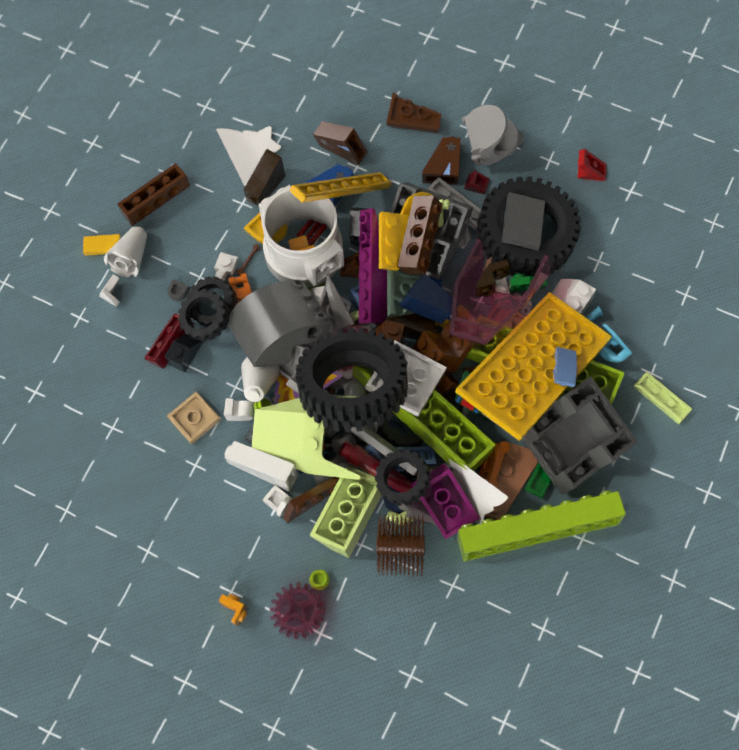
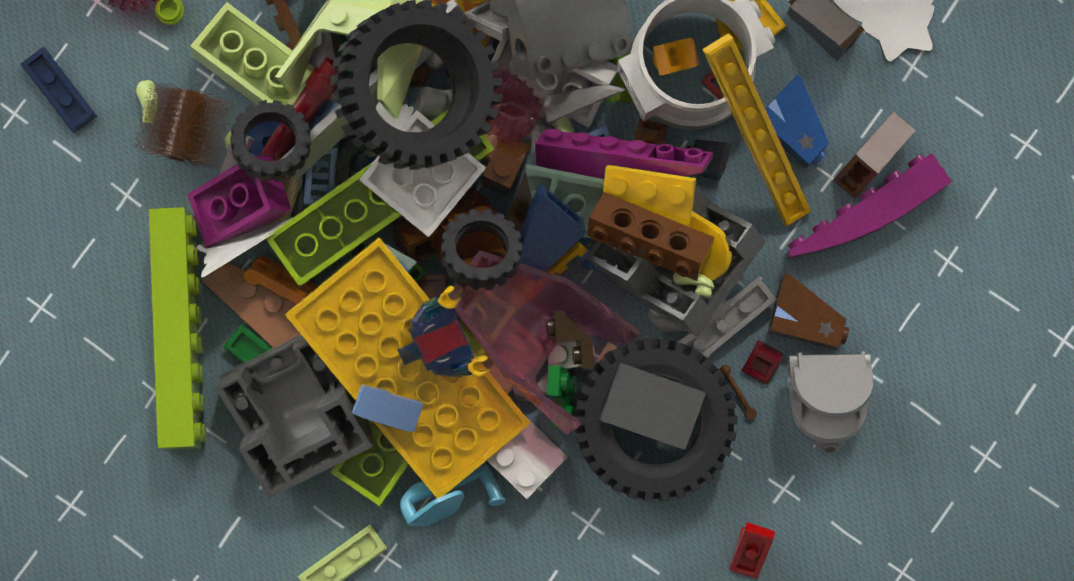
camera: 90 degrees right, 15 degrees up
(373, 137) = (877, 208): none -> magenta slope
(382, 582) = (141, 92): none -> yellowish green arm
(388, 647) = (58, 89): none -> dark blue tile
(411, 116) = (905, 280): reddish brown wing -> none
(439, 314) = (477, 222): none -> black tyre
(513, 341) = (440, 340): none -> torso

